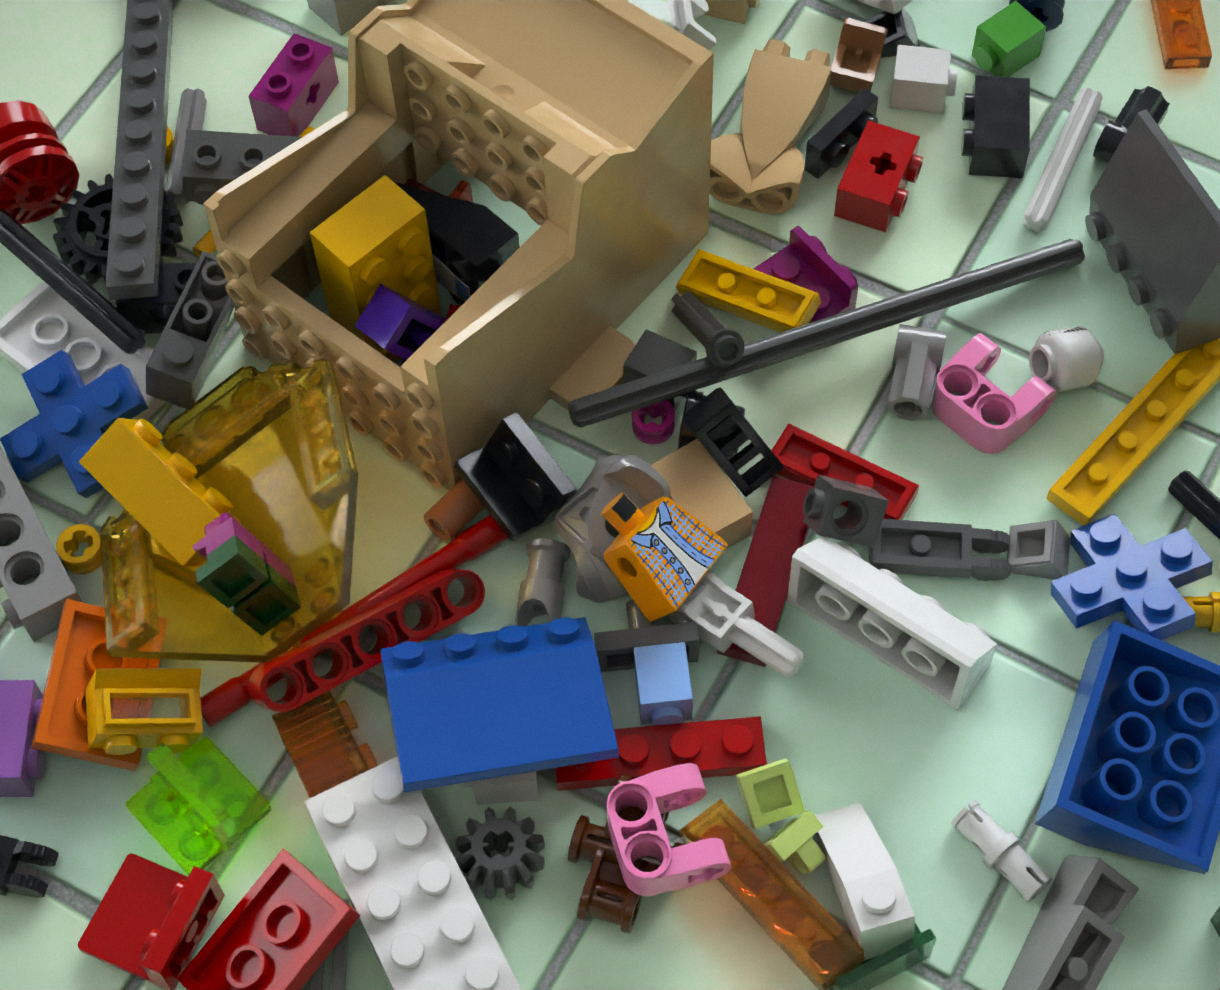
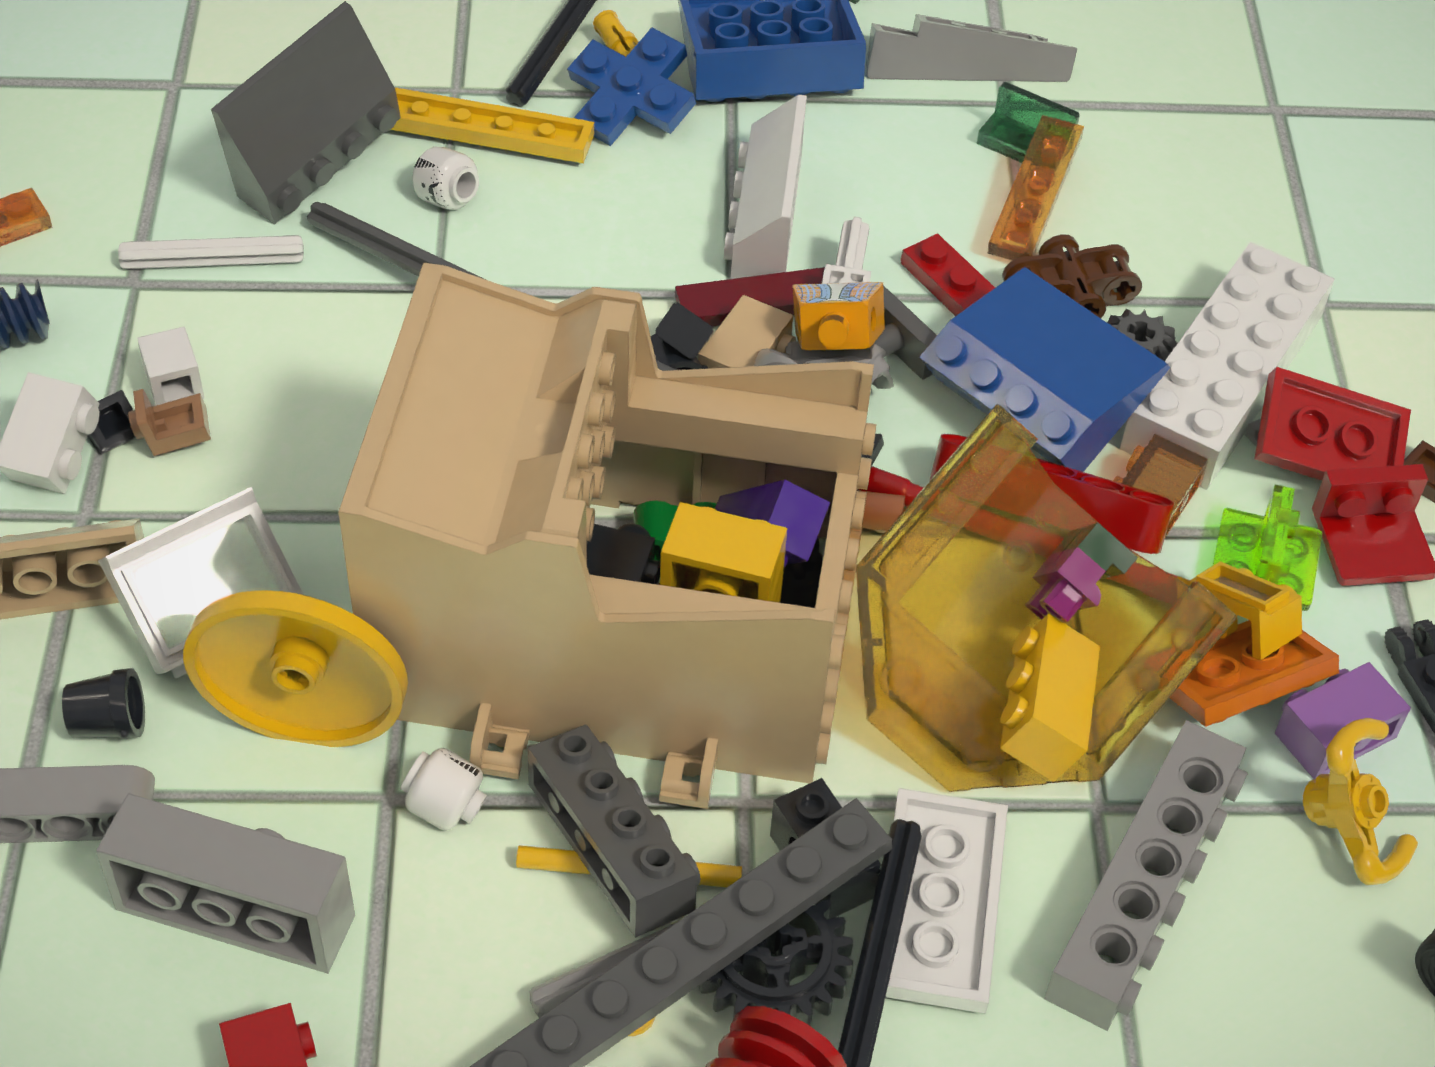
camera: 125 degrees left, 10 degrees down
(69, 418) = (1023, 845): blue plate -> none
(69, 542) = (1128, 766): yellow bush -> none
(191, 336) = (878, 763): dark grey slope -> none
(294, 87) = (480, 885): magenta brick -> none
(542, 589) = (910, 420): light grey piece -> none
(655, 795) = (1068, 243): bright pink piece -> none
(663, 684) = (931, 299): light blue brick -> none
(770, 793) = (965, 214): yellowish green tile -> none
(780, 103) = (278, 448): tan hips -> none
(796, 843) = (984, 195): yellowish green tile -> none
(809, 456) = (650, 273): red tile -> none
(832, 142) = (274, 401): black plate -> none
(861, 520) = (697, 245): dark grey brick -> none
(865, 880) = (984, 143): white slope -> none
(877, 176) = (313, 358): red brick -> none
(916, 362) = (517, 264): light grey piece -> none
(939, 550) = (682, 205): dark grey hinge -> none
(986, 401) = (529, 218): bright pink piece -> none
(997, 126) = (203, 294): black brick -> none
(1001, 851) = (896, 99): white pin -> none
(1008, 41) = (86, 321): bright green brick -> none
(1039, 549) = (634, 154): light grey slope -> none
(1114, 131) = (172, 212): black piece -> none

